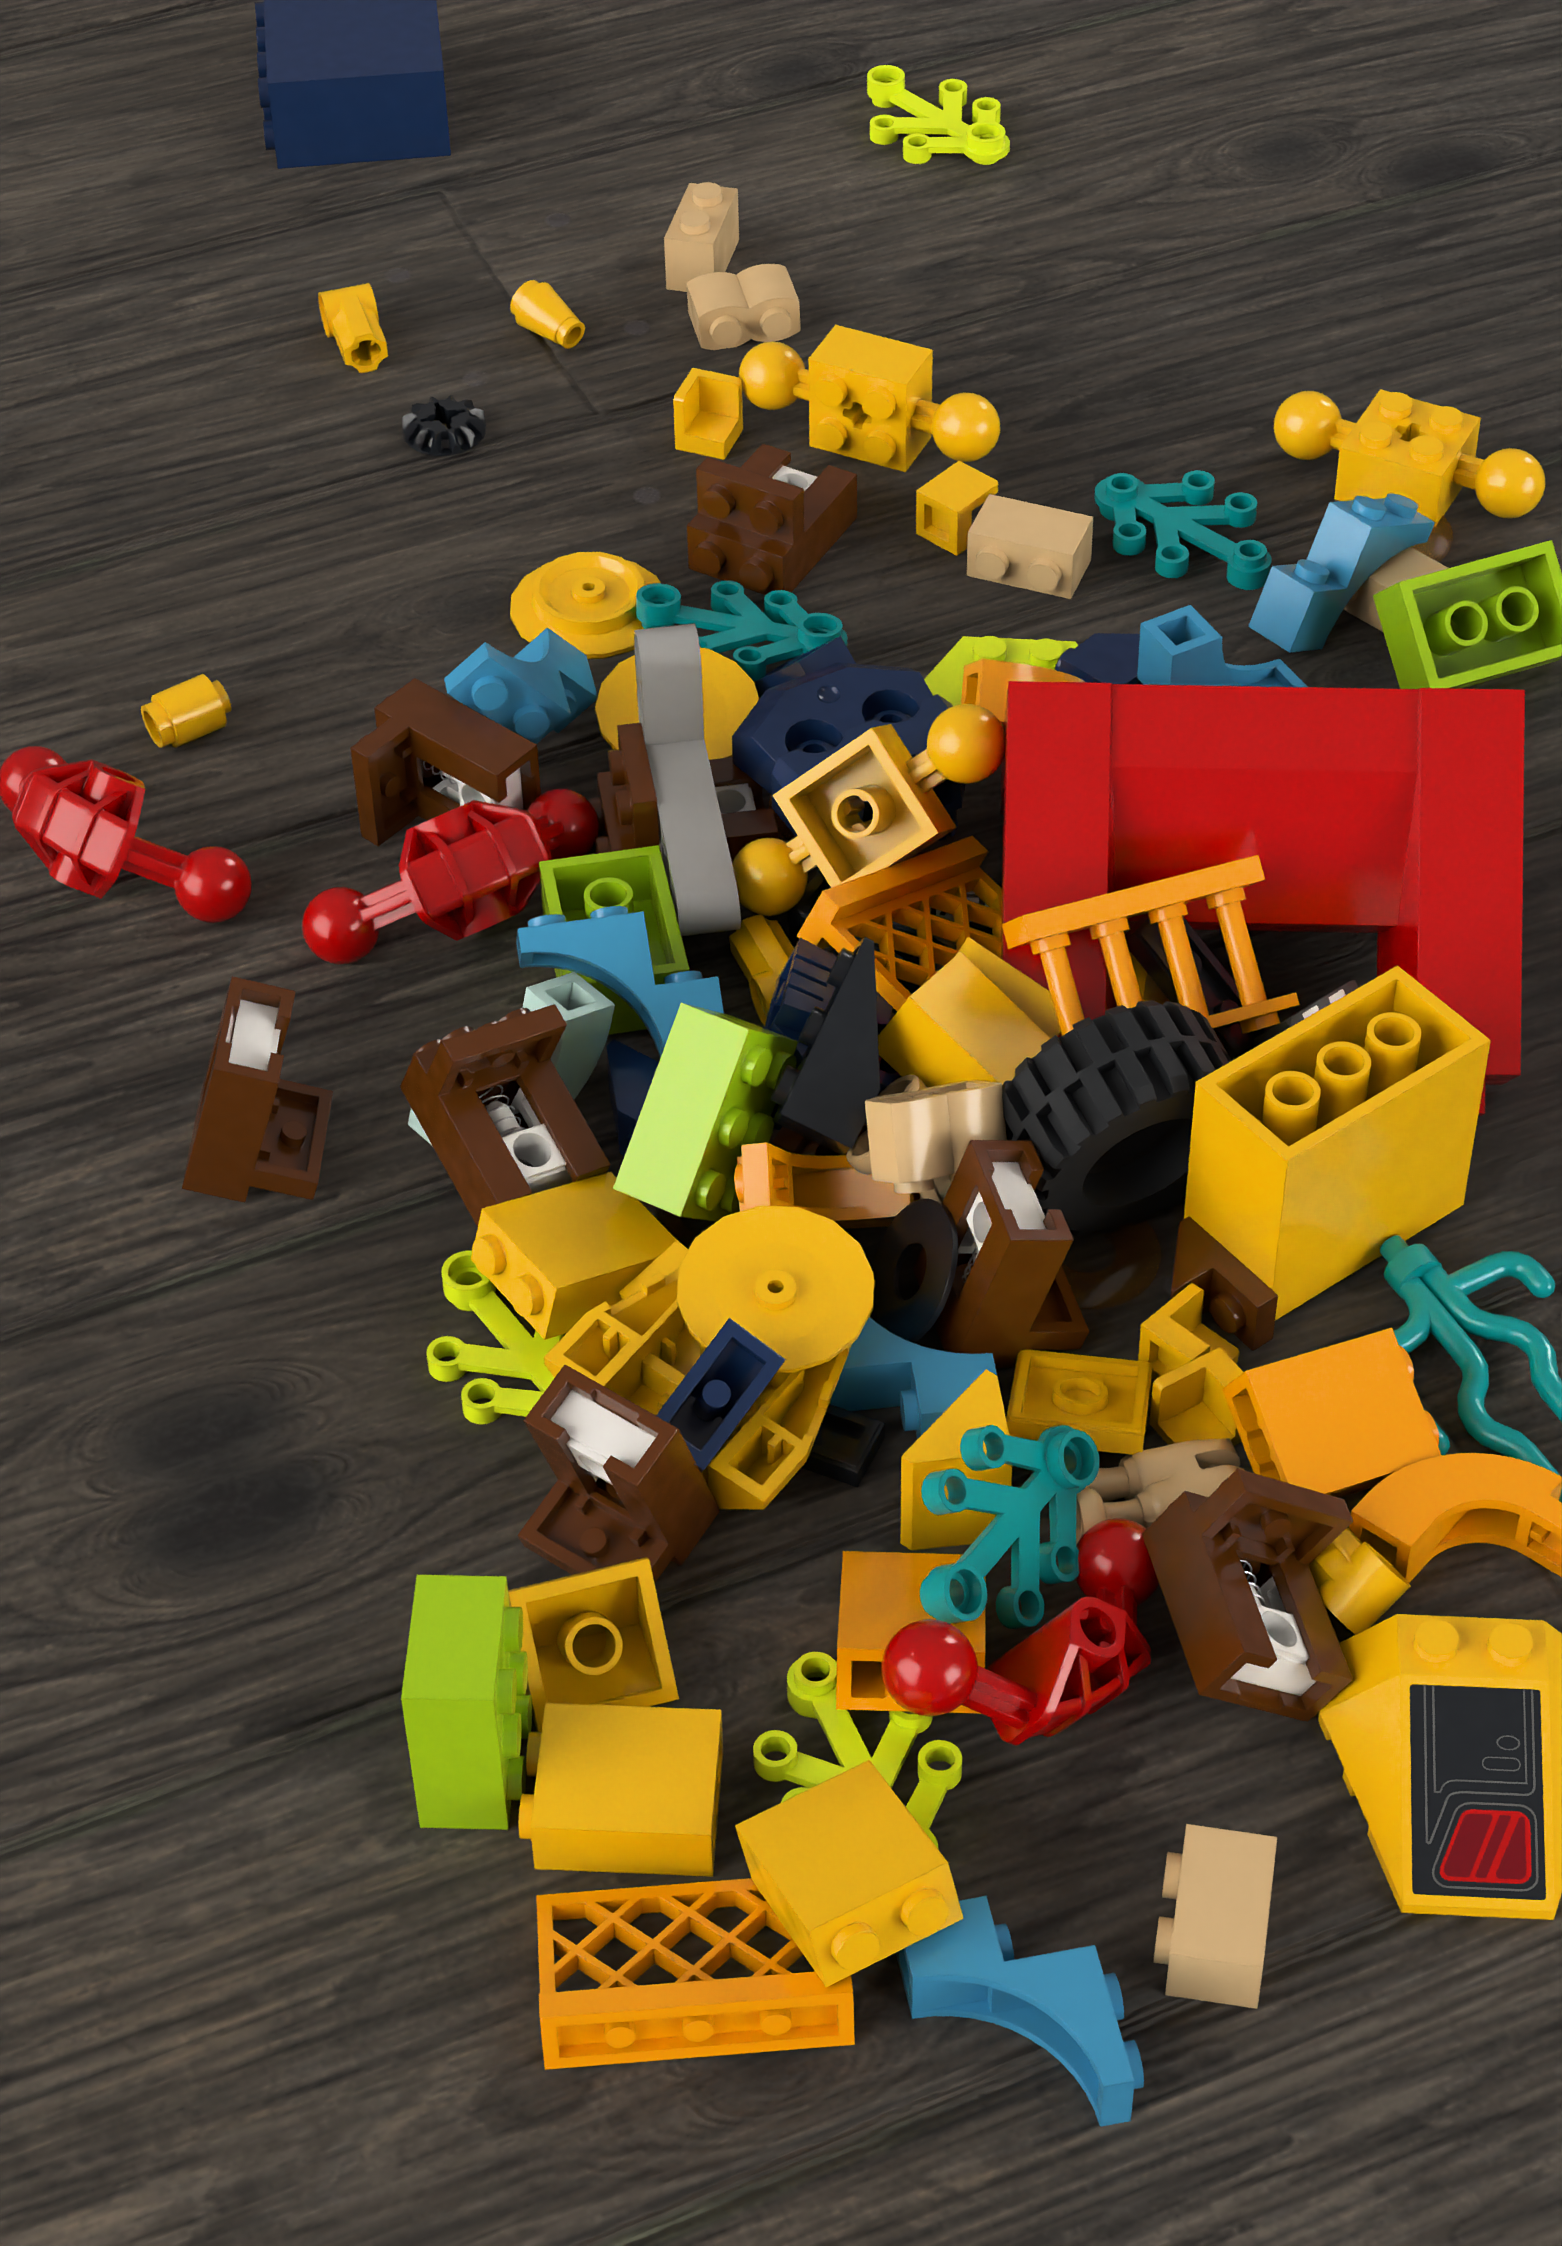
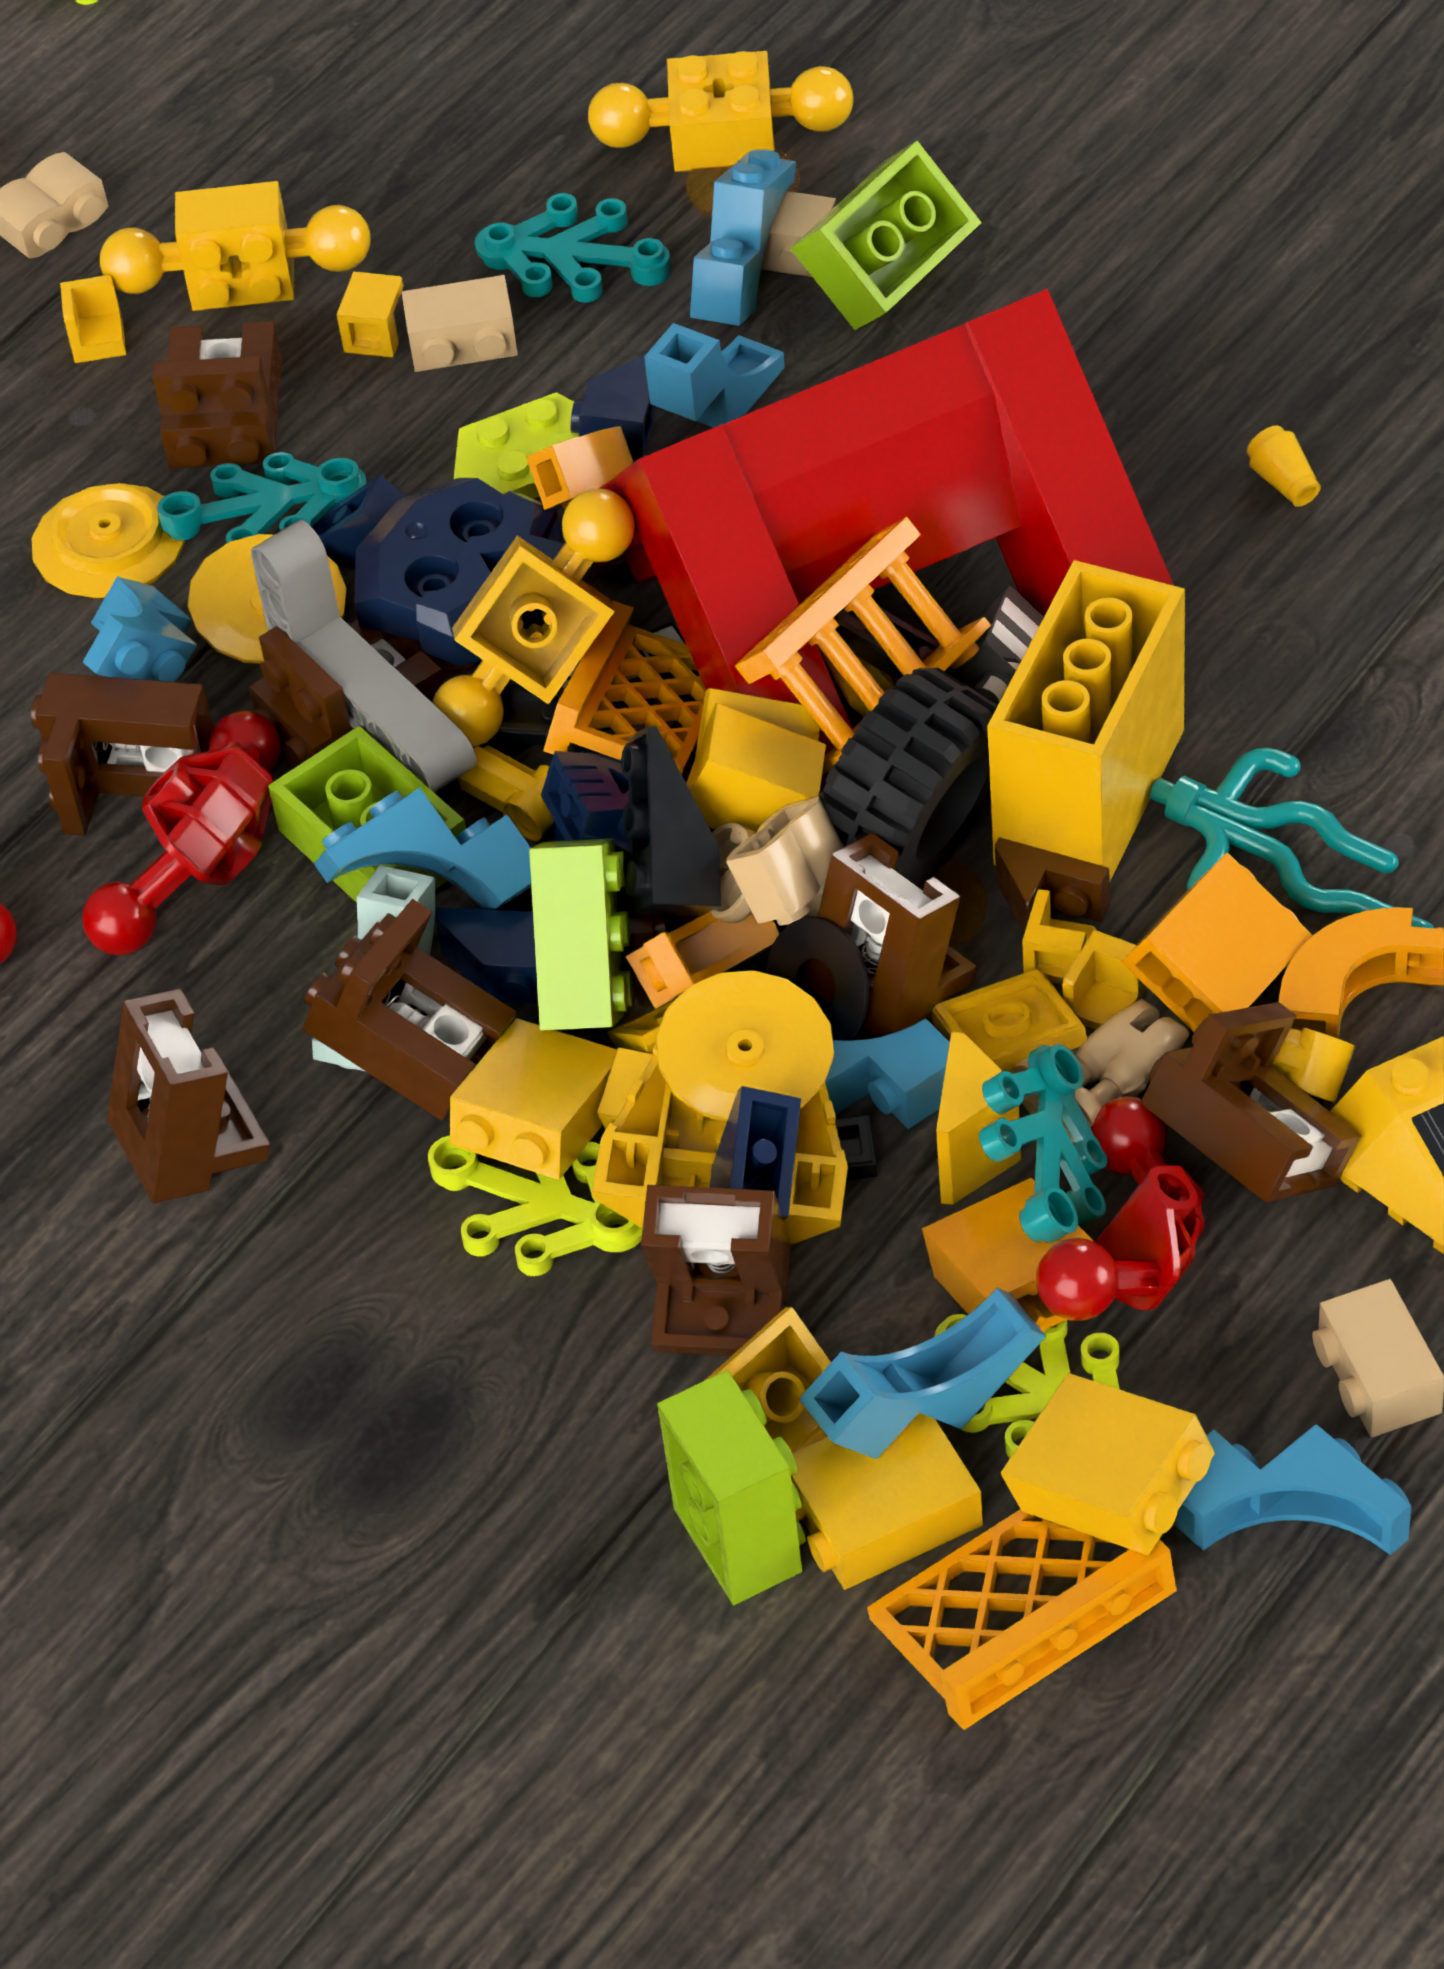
camera: 25 degrees left, 5 degrees up
(749, 1705) = (948, 1378): none -> dark azure arch

